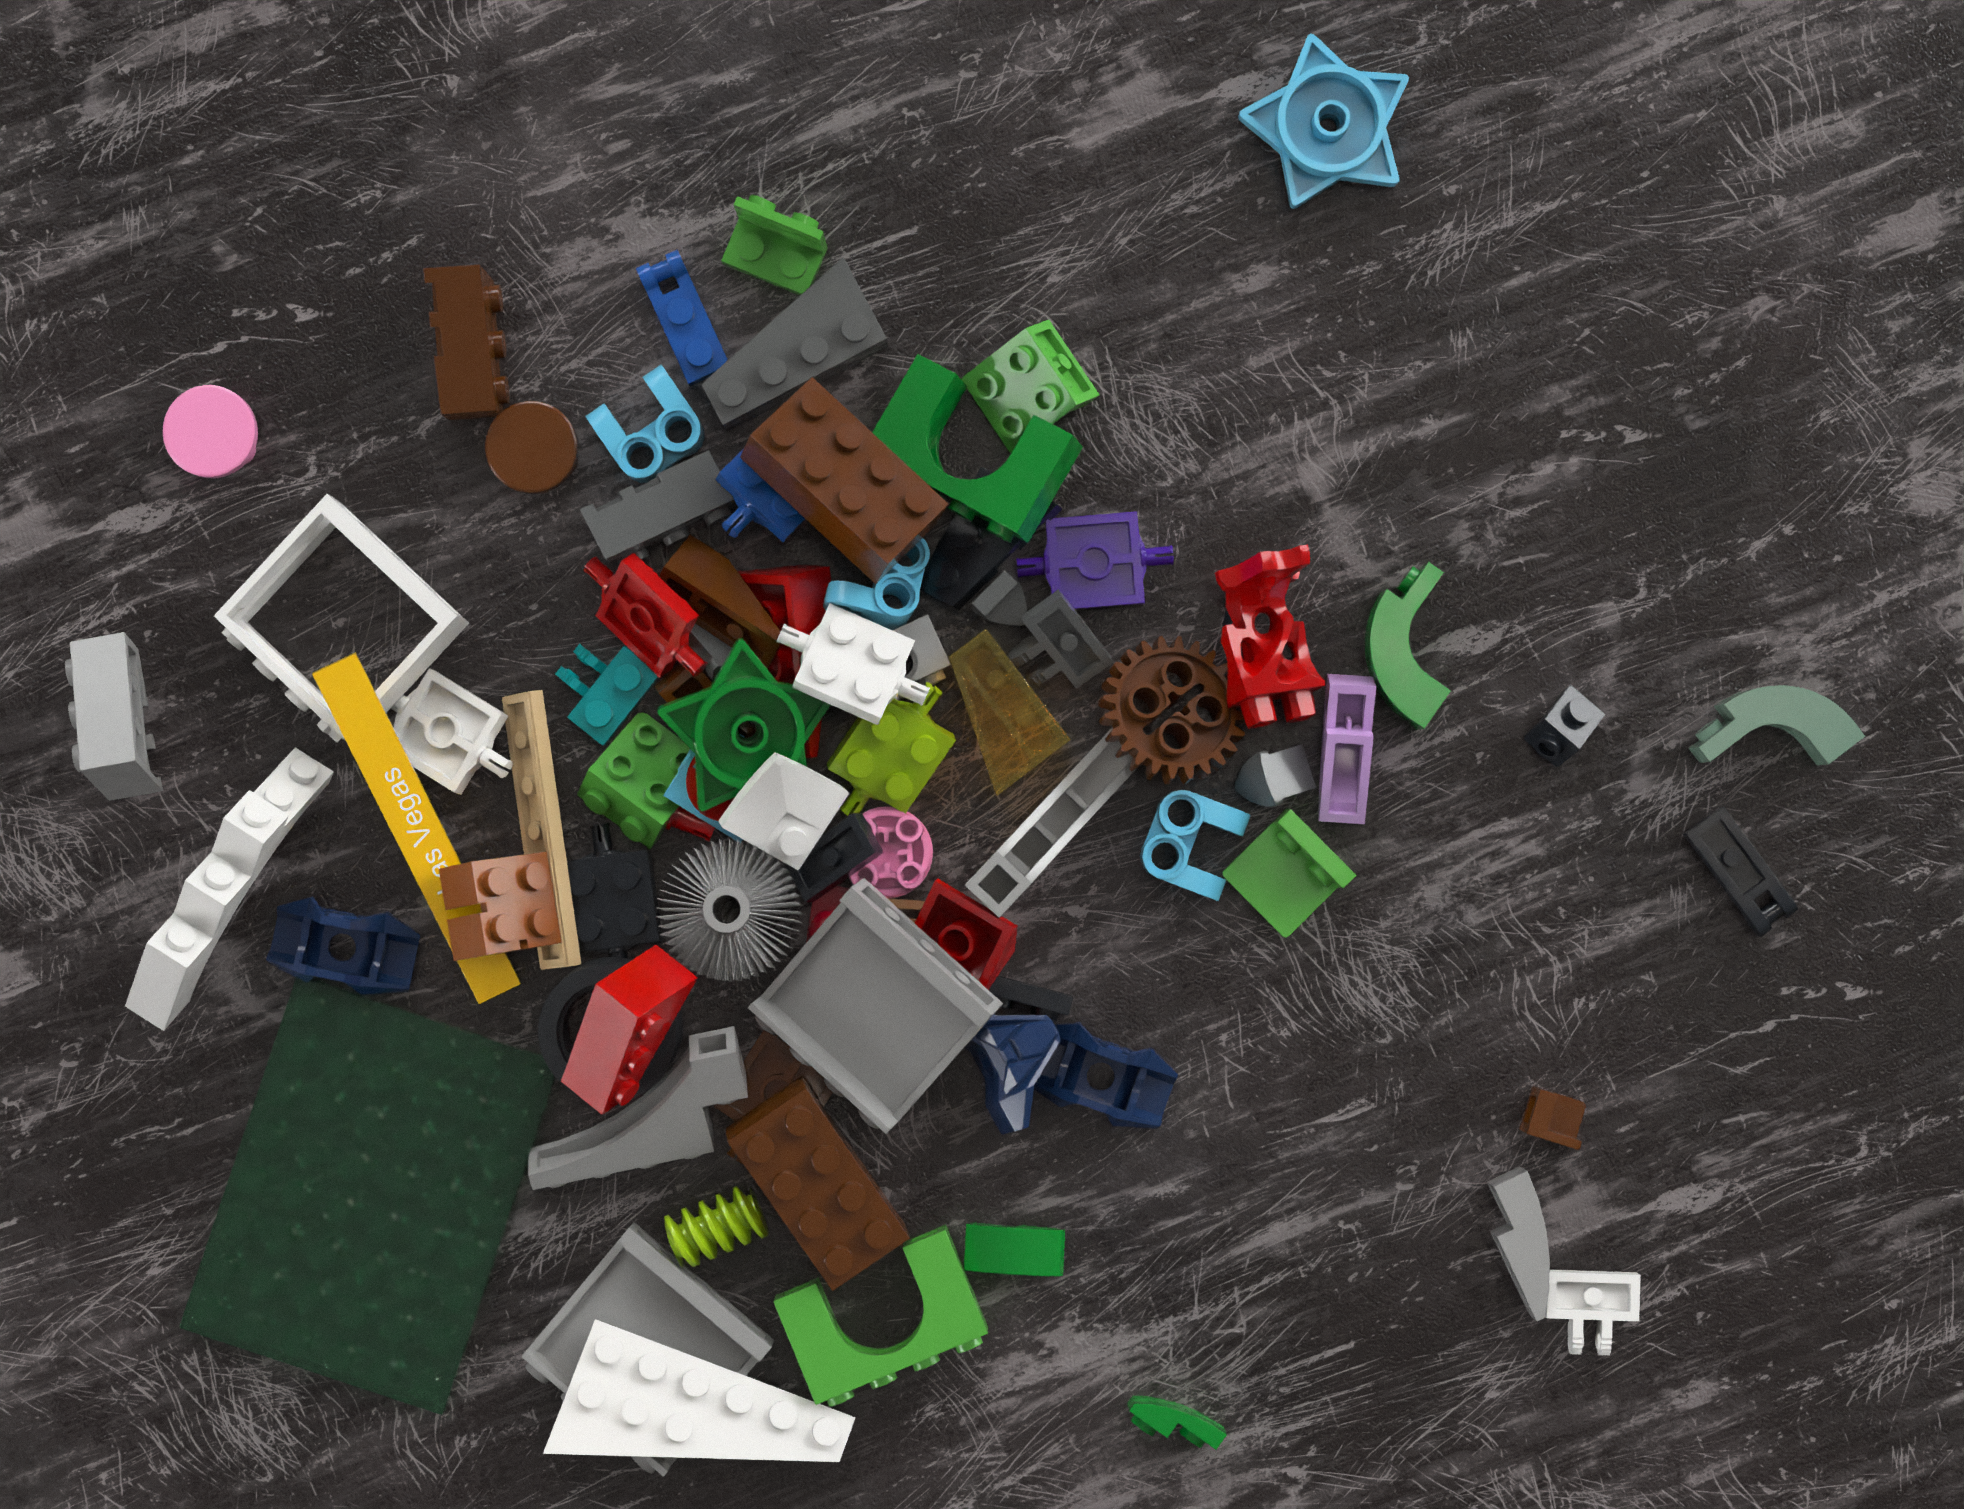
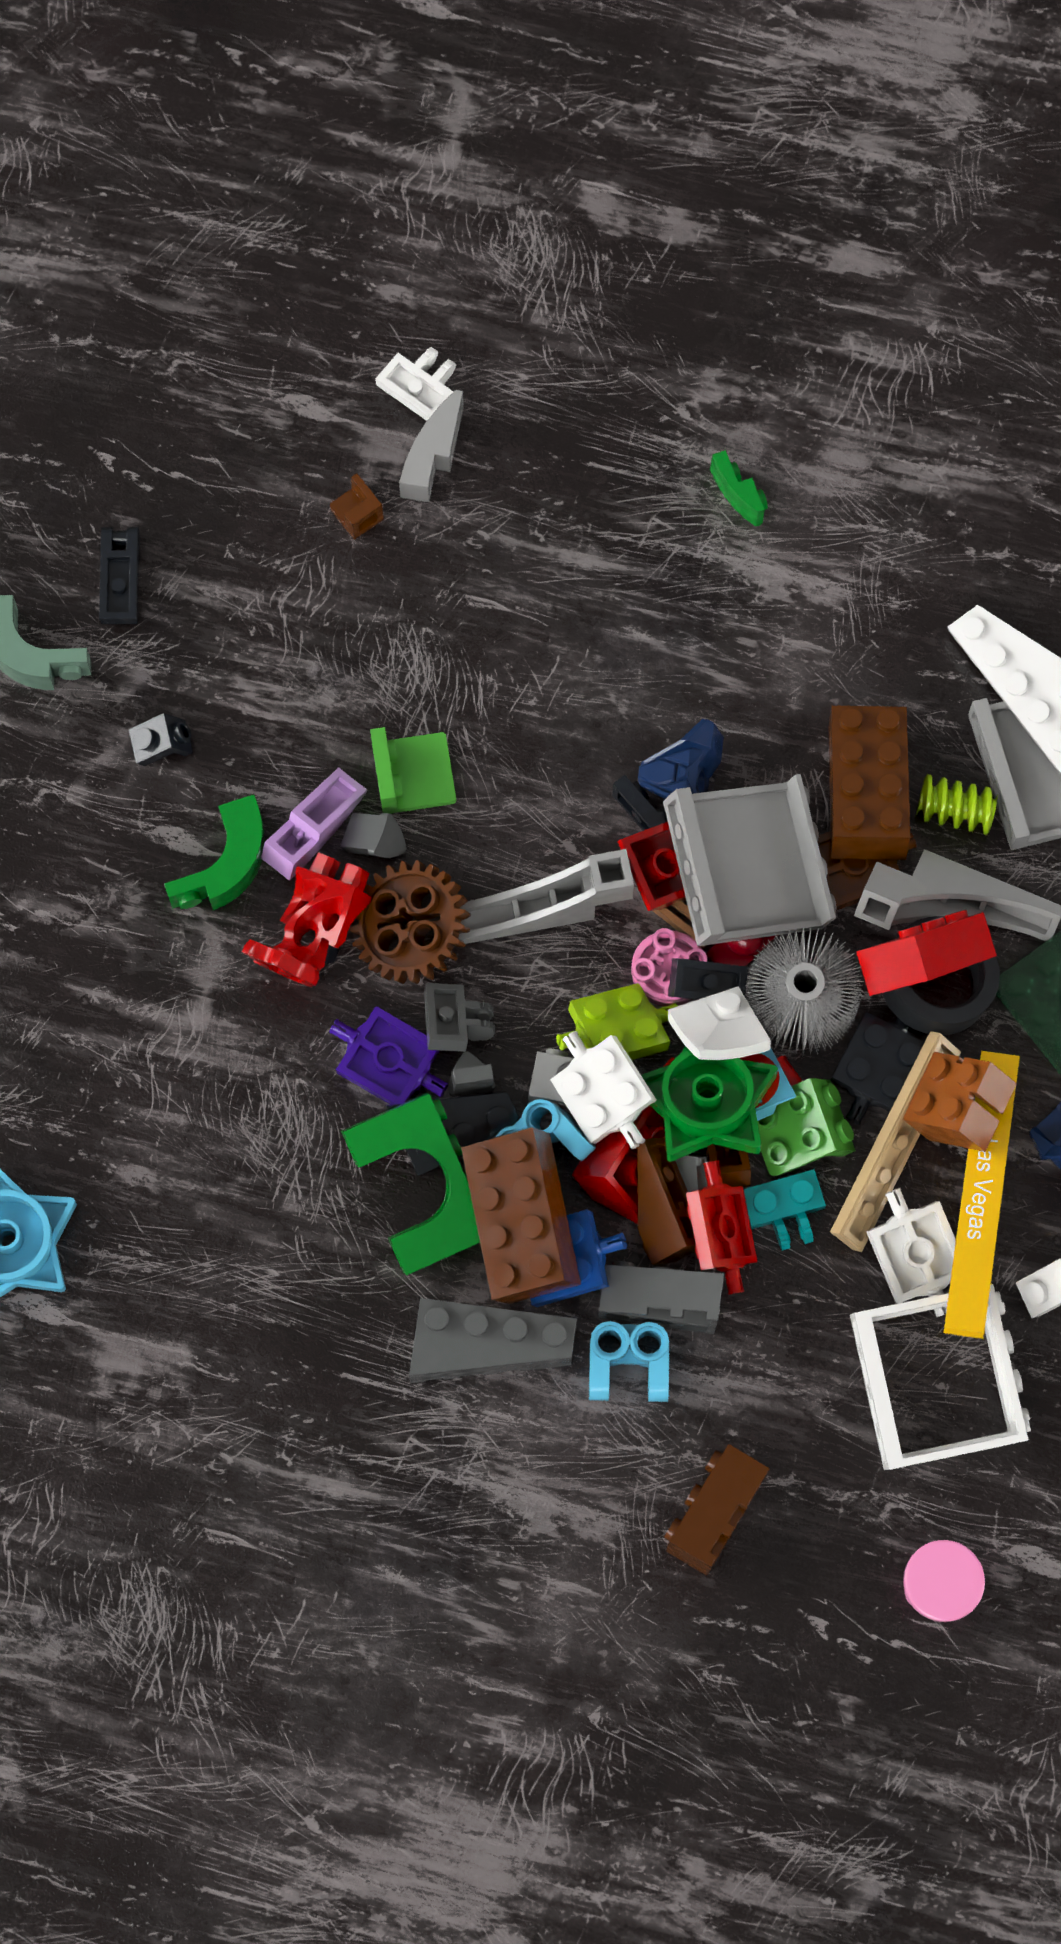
camera: 145 degrees left, 15 degrees down
(532, 447) = (721, 1407): reddish brown tile -> none
(683, 319) = (550, 1423): blue plate -> none
(775, 246) = (453, 1423): bright green bracket -> none
(838, 1364) = (933, 663): bright green arch -> none
(1005, 712) = (525, 992): clear yellow wedge -> none
(1014, 1249) = (768, 660): green slope -> none
(1029, 378) = (344, 1205): bright green bracket -> none
(1139, 1083) = (617, 703): dark blue piece -> none
(1183, 838) = (481, 819): medium azure piece -> none

